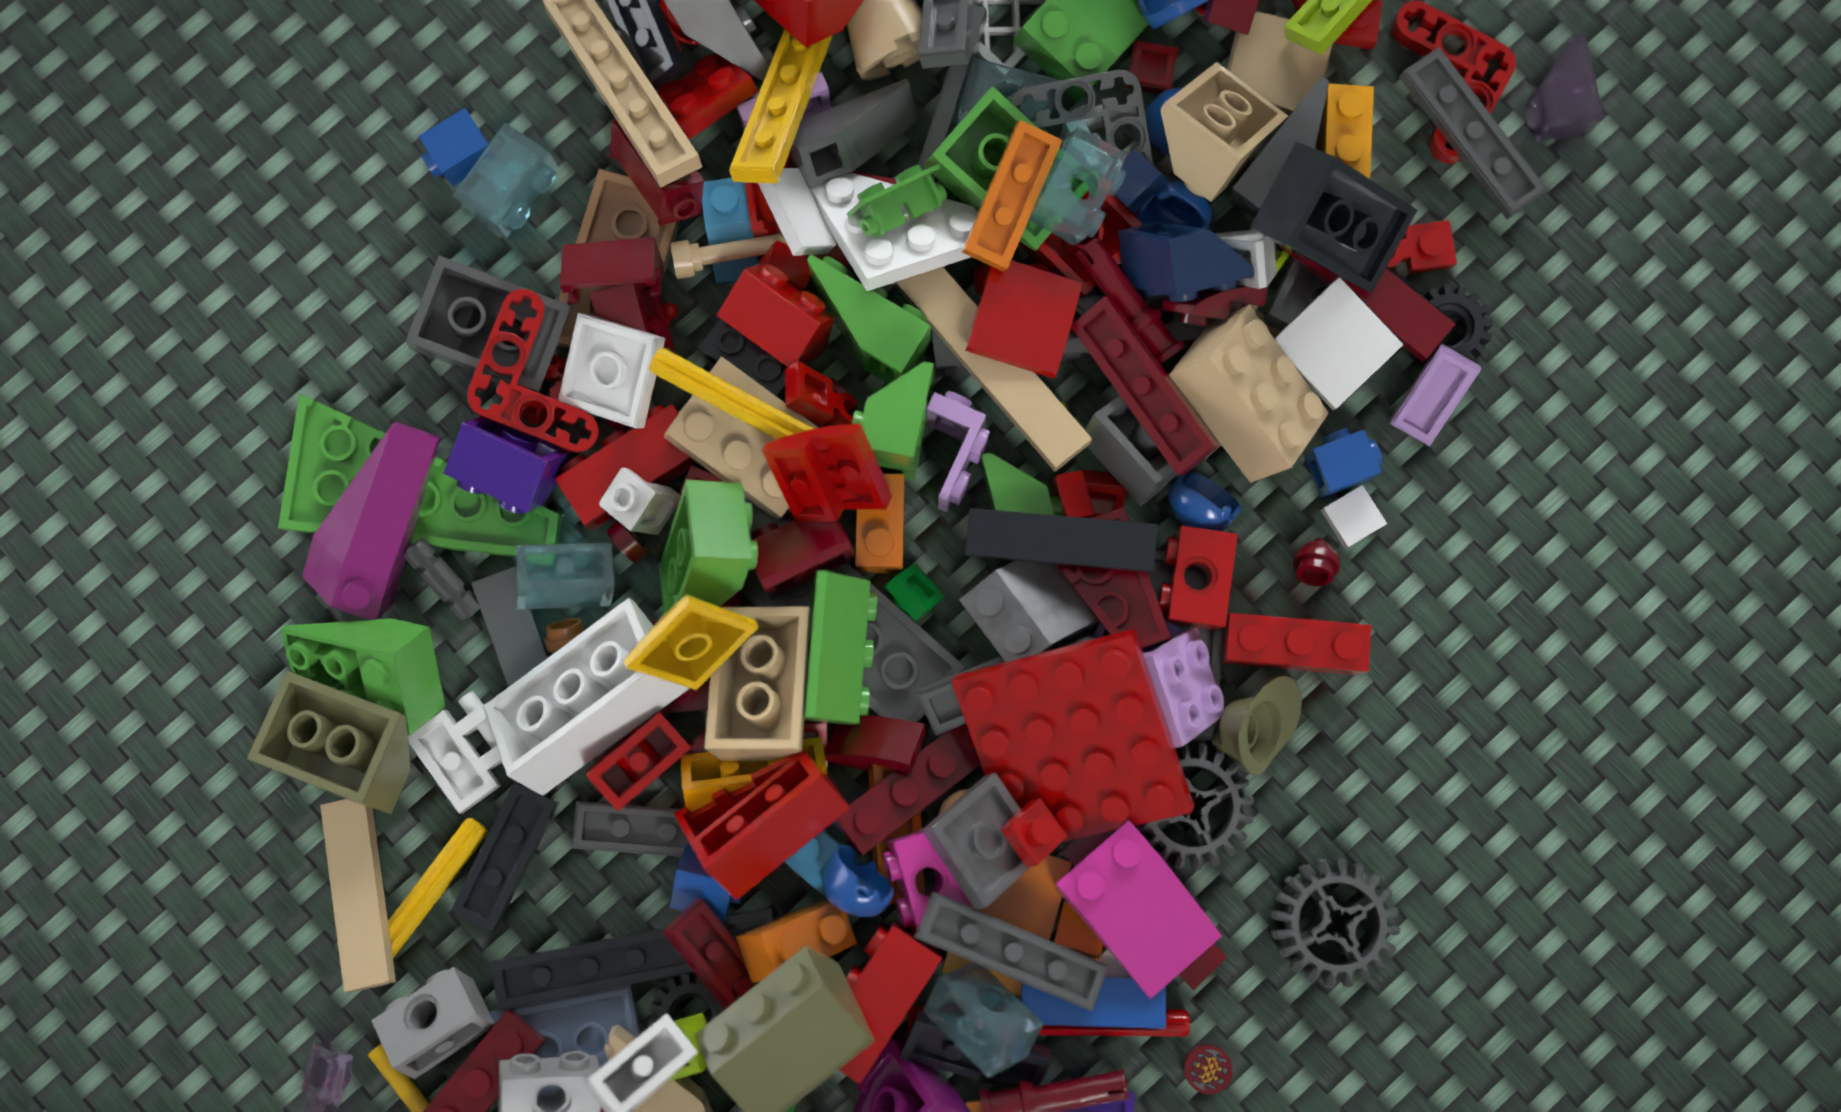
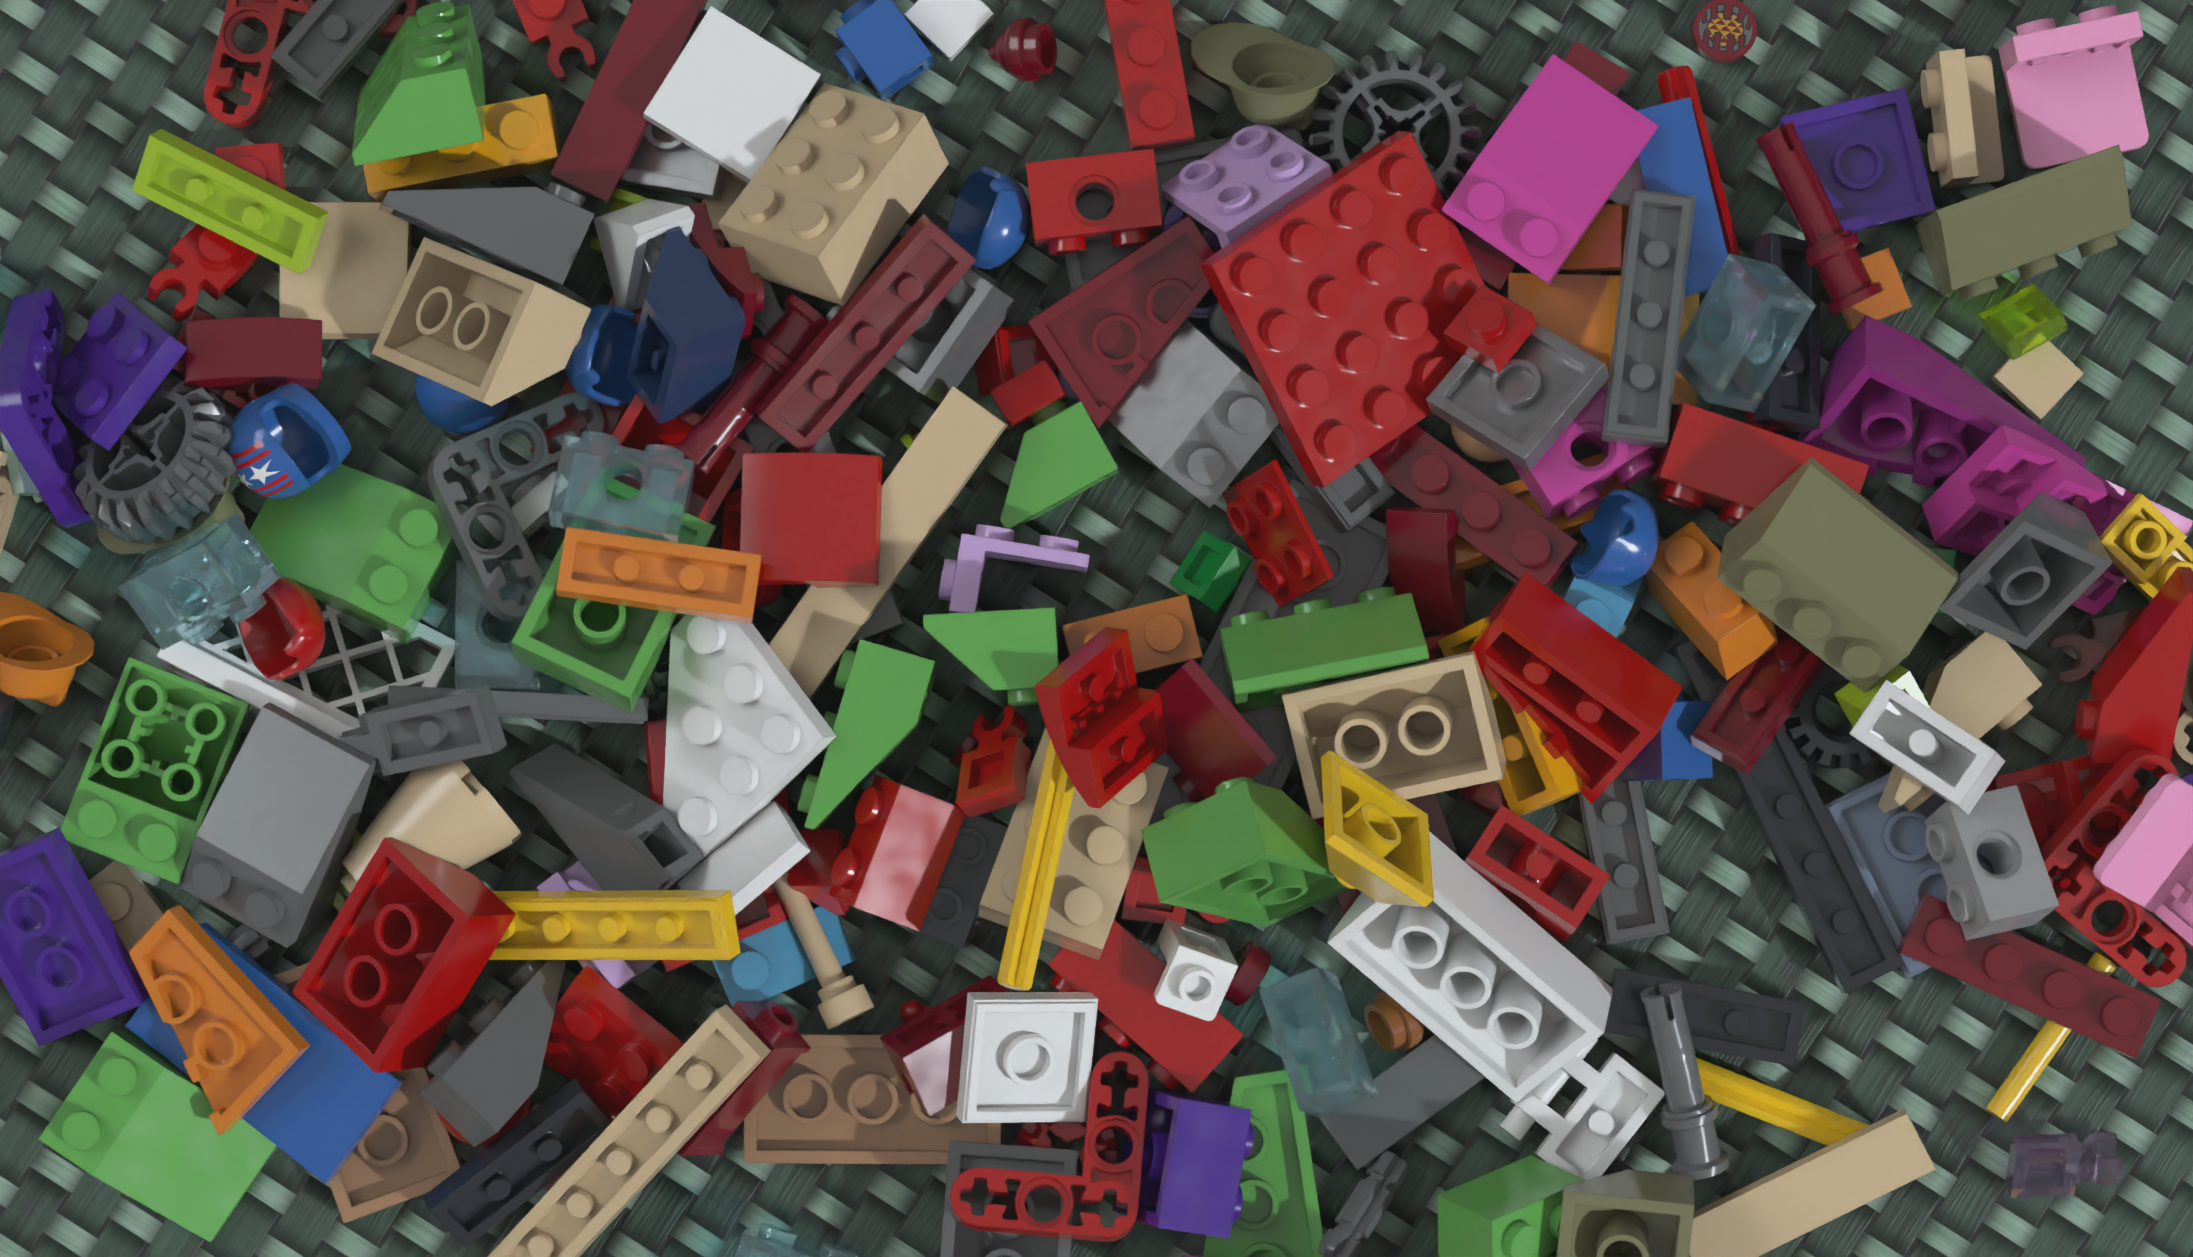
camera: 110 degrees left, 5 degrees up
(442, 825) = (1688, 1110): none -> dark grey pin
(459, 1020) = (1930, 1010): light grey brick -> none
(611, 265) = (887, 1095): dark red hinge -> none
(882, 206) = (714, 748): bright green hinge -> none
(945, 635) = (1277, 534): none -> red hinge
(1061, 540) = (1096, 392): black tile -> none
(1140, 182) = (579, 410): dark blue tile -> none
(1153, 66) = (392, 442): red tile -> none
(1333, 216) = (574, 140): black slope -> none
(1392, 138) = (423, 88): none -> bright green slope

